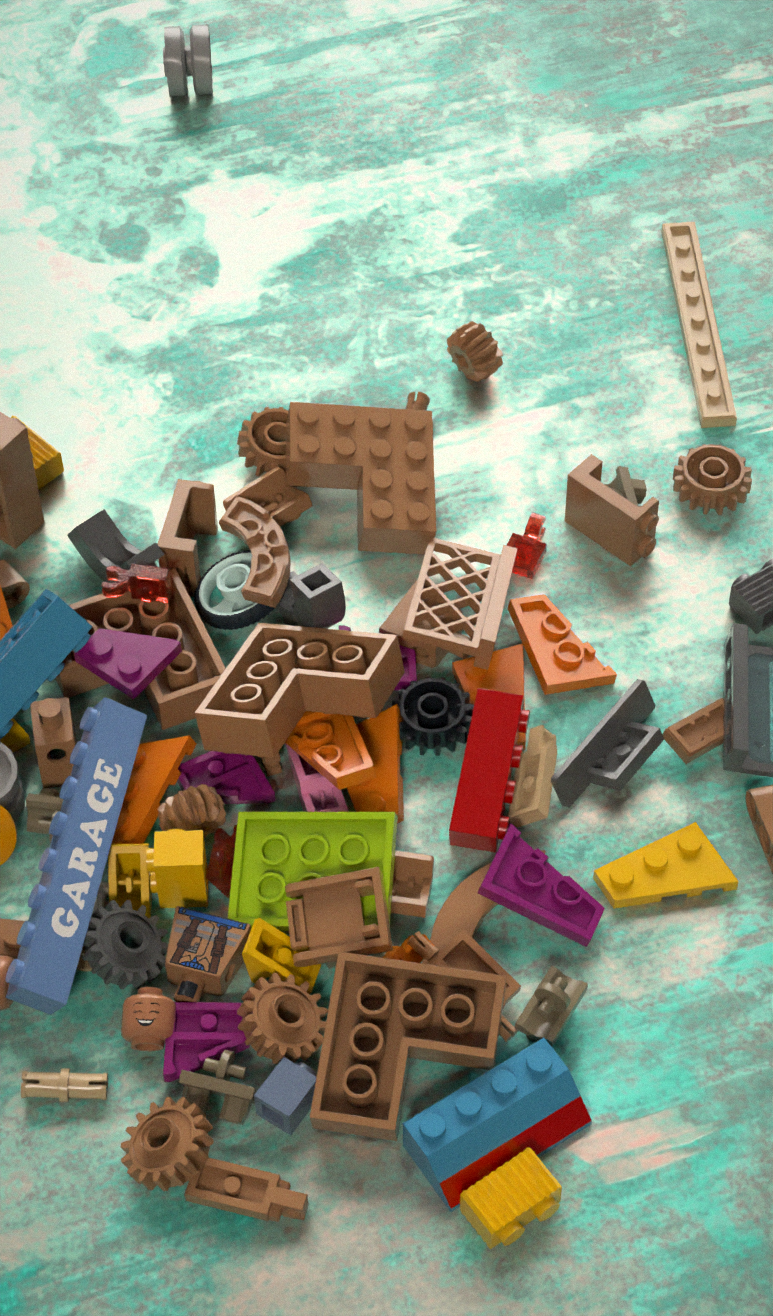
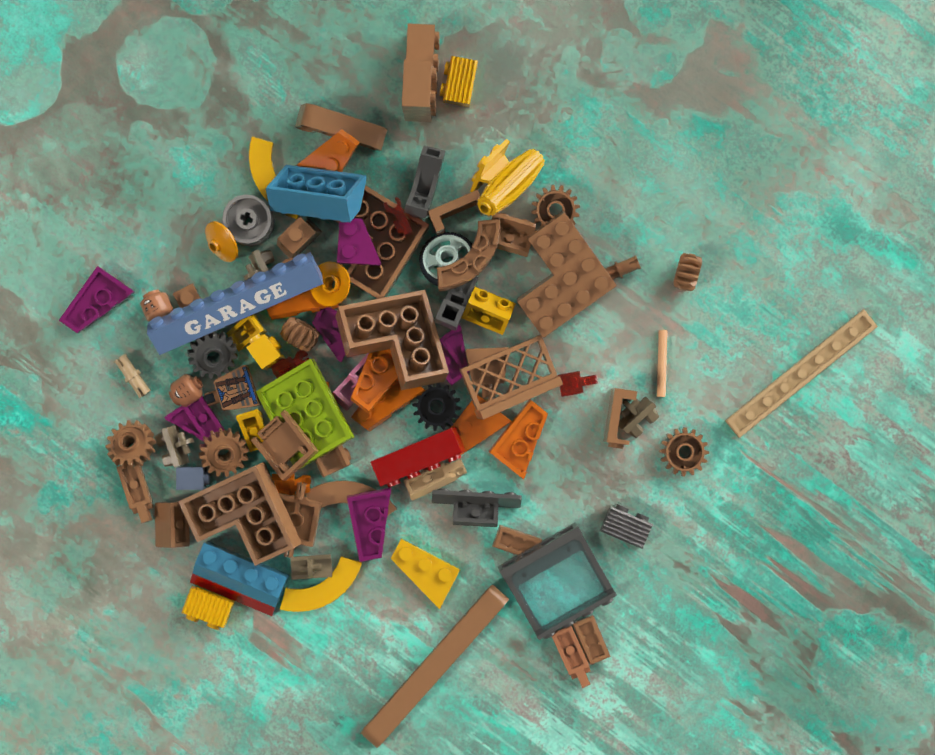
camera: 55 degrees right, 35 degrees up
(166, 707) = (325, 293): none -> light orange dish
(196, 449) = (504, 178): none -> yellow plate
(336, 1175) = (171, 526): none -> medium nougat panel
(361, 572) = (488, 310): none -> yellow brick
(569, 445) = (662, 360): none -> light nougat bar
(604, 1021) = (325, 592): none -> yellow tile

